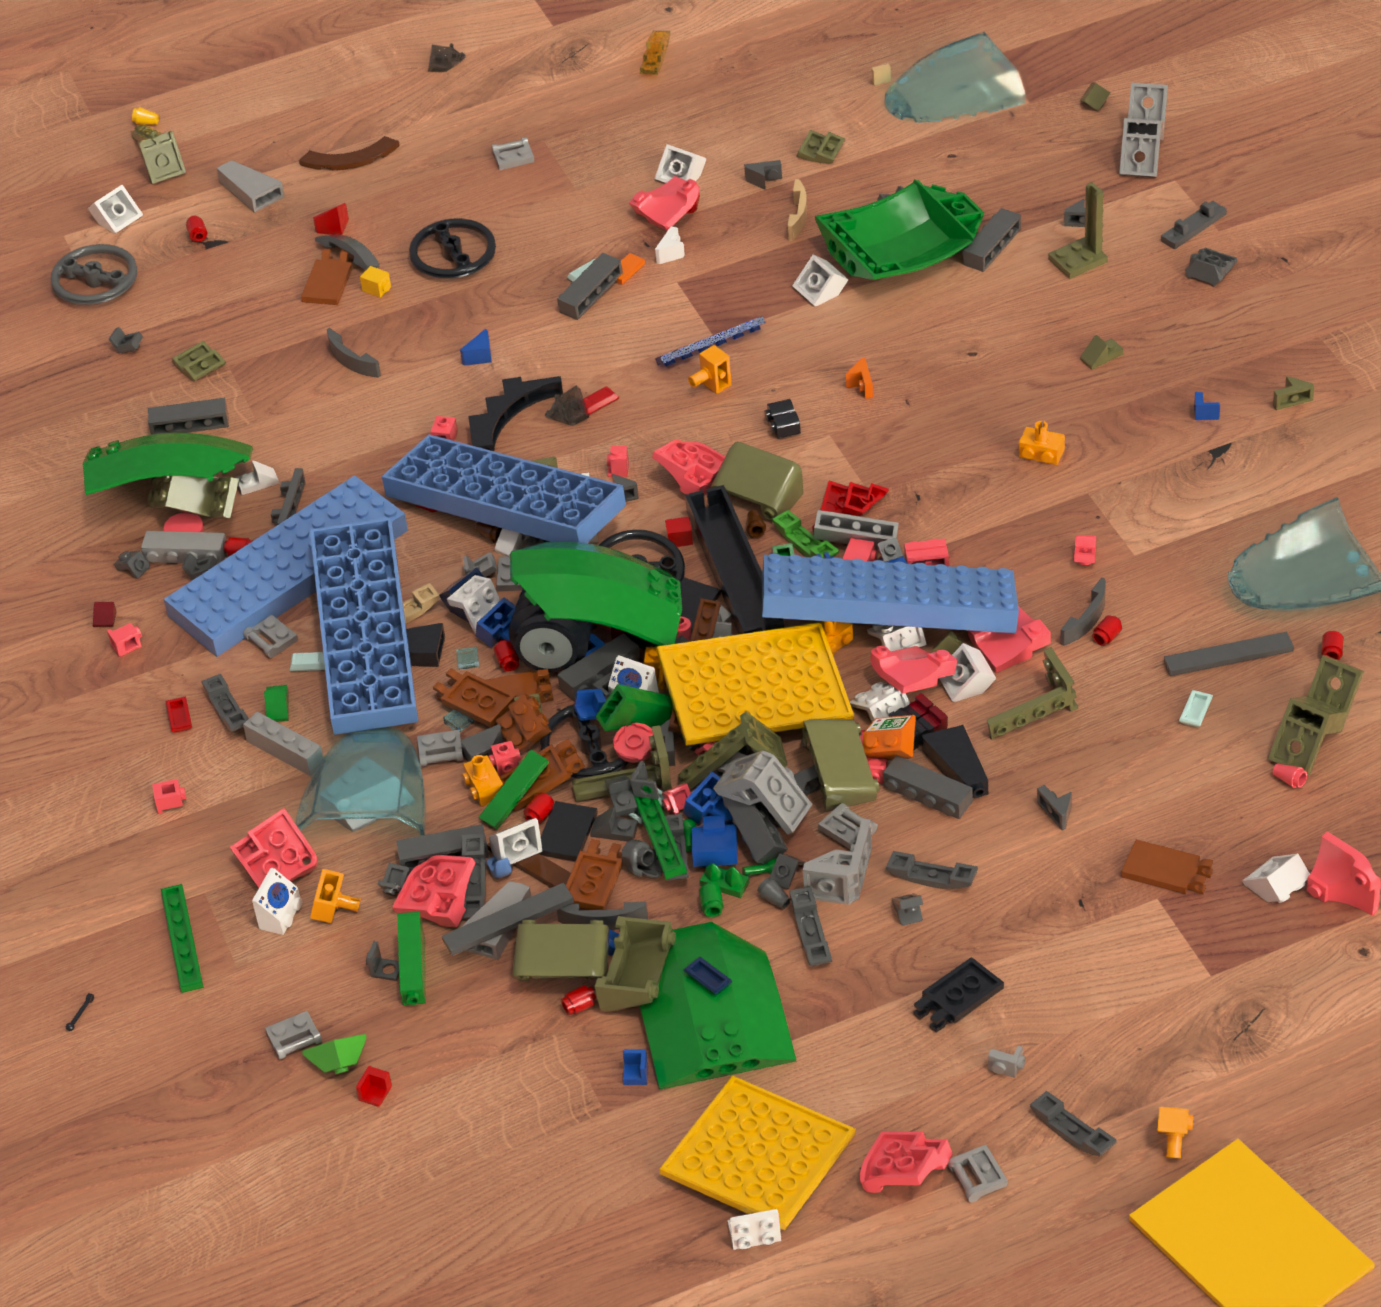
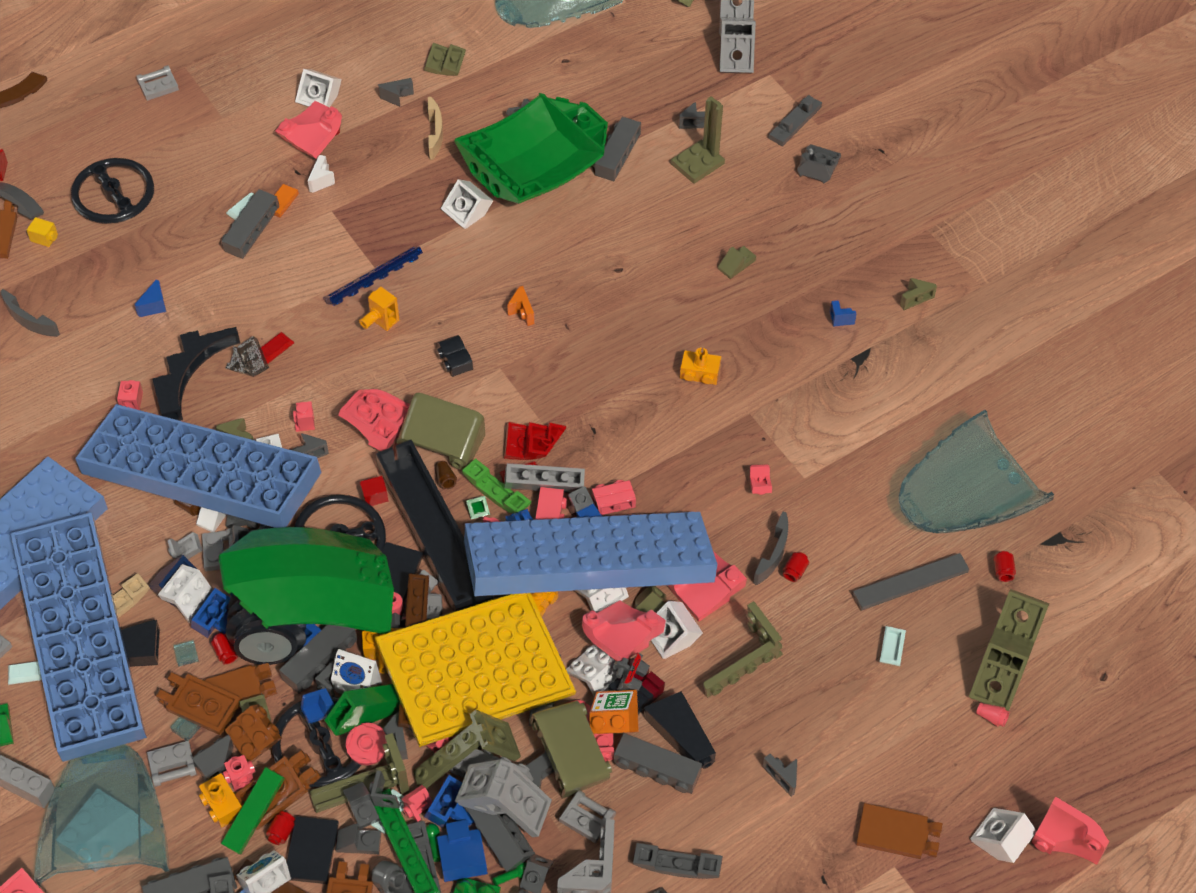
camera: 15 degrees left, 10 degrees up
(919, 696) = (636, 666): none -> dark grey hips

